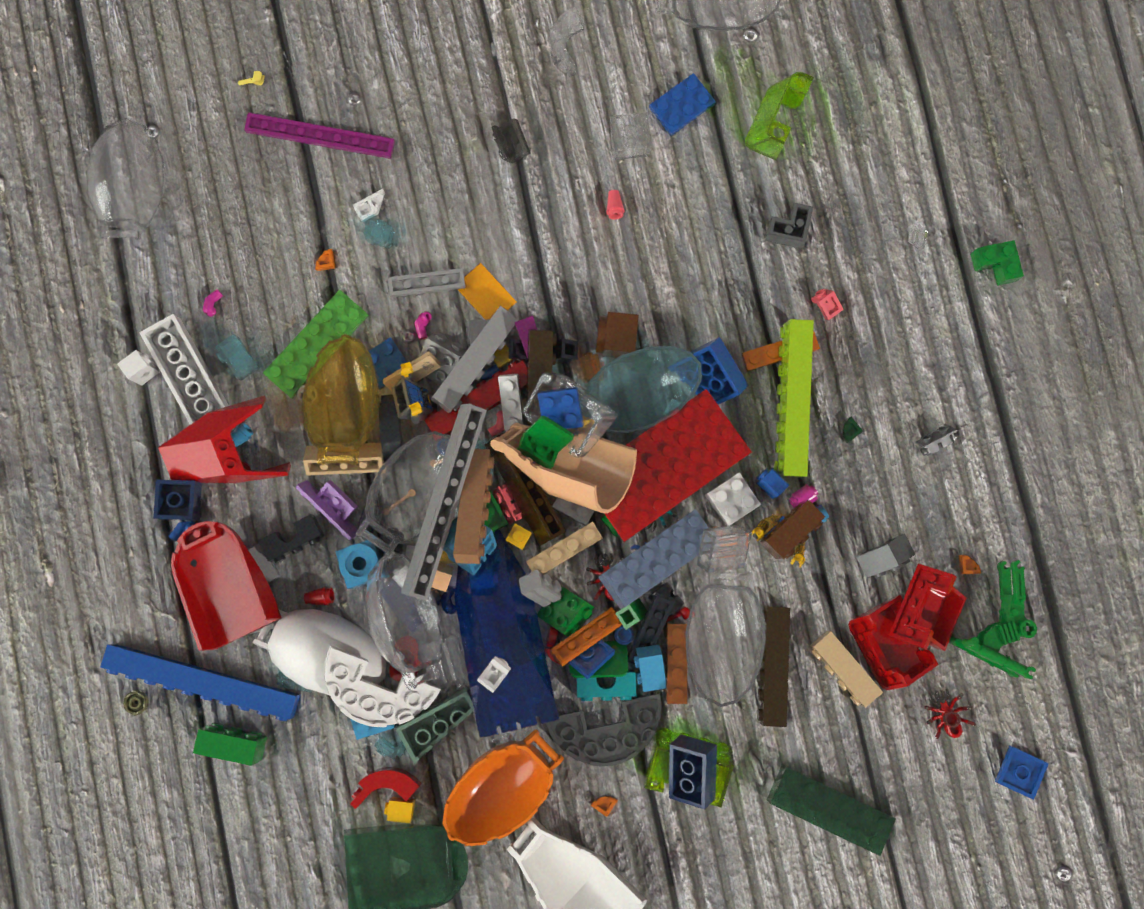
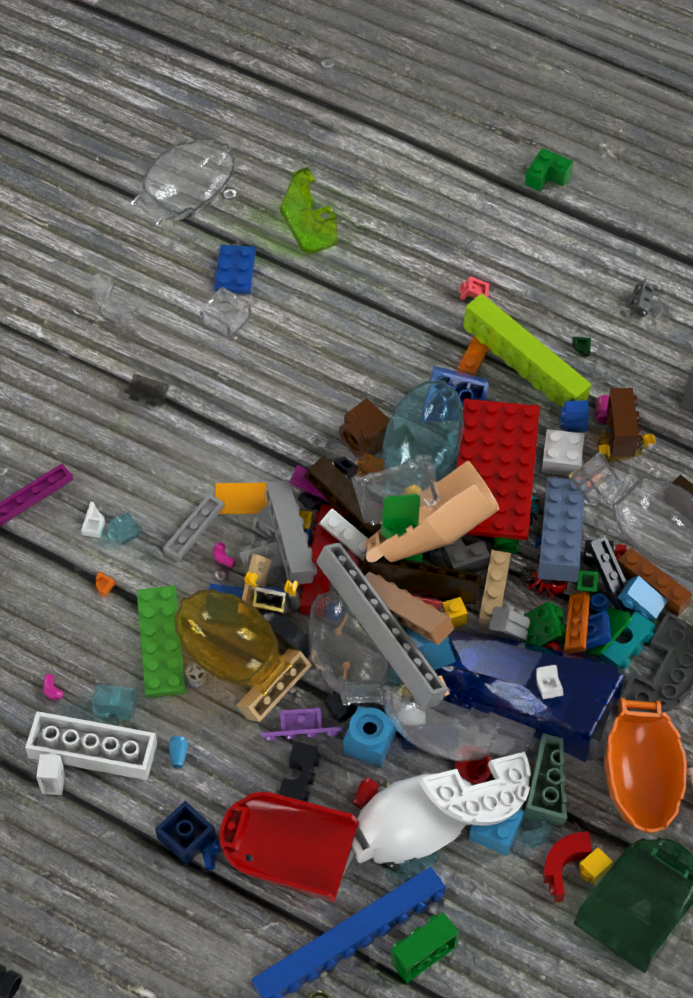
camera: 45 degrees left, 25 degrees down
(207, 450) = (175, 765): red windscreen -> none
(562, 407) = (387, 483): blue plate -> none
(614, 205) = (265, 363): coral cone -> none
(791, 231) = (398, 268): dark grey brick -> none

